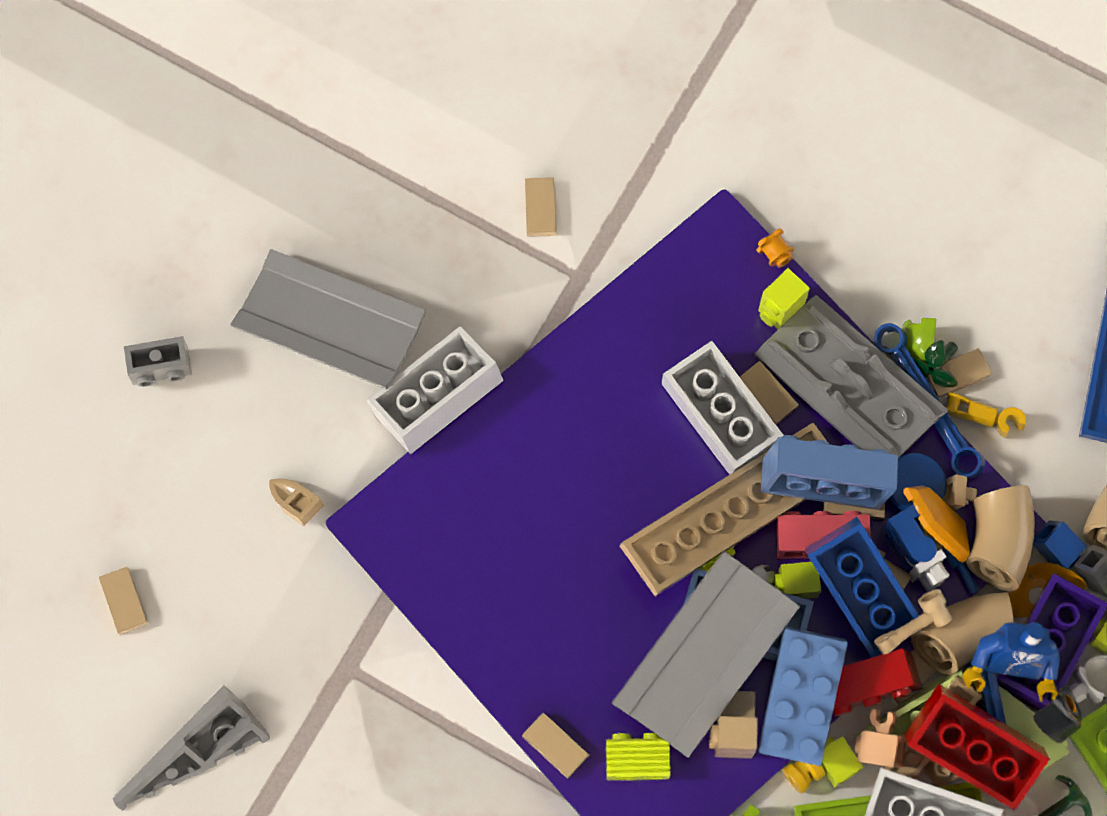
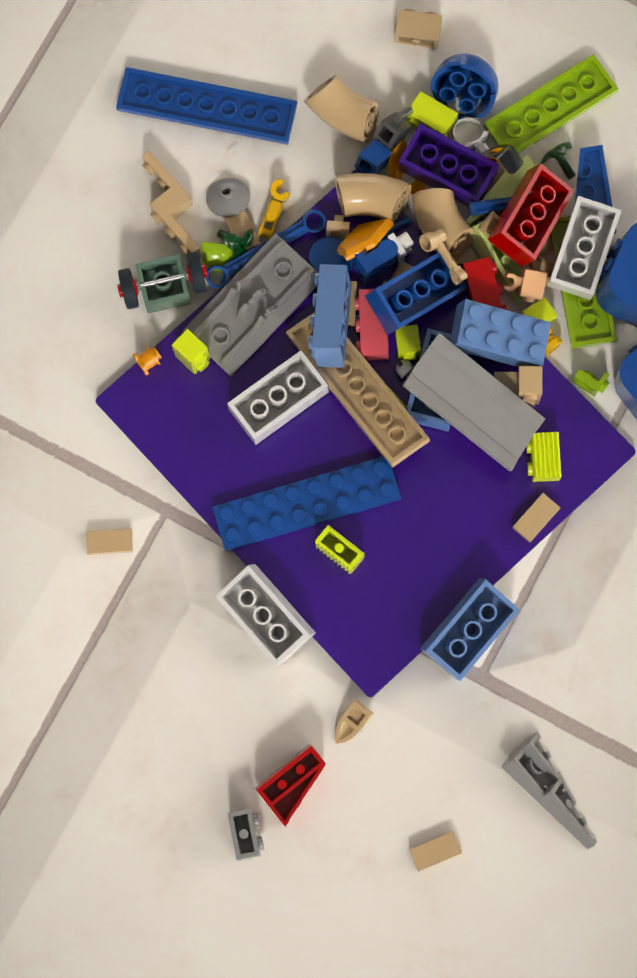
camera: 85 degrees left, 5 degrees up
(218, 416) = (291, 782): none -> red wedge
(330, 319) = (208, 700): light grey hinge -> none
(405, 648) = (470, 629): none -> medium blue brick
(516, 482) = (339, 549): none -> neon yellow brick
(581, 445) = (306, 503): none -> blue plate
(769, 392) = (261, 365): tan tile -> none
(879, 267) = (162, 282): none -> sand green brick
(988, 282) = (169, 204): none -> tan bracket
(995, 364) = (229, 204): none -> light grey dish
(1016, 652) = (463, 185): blue torso -> none

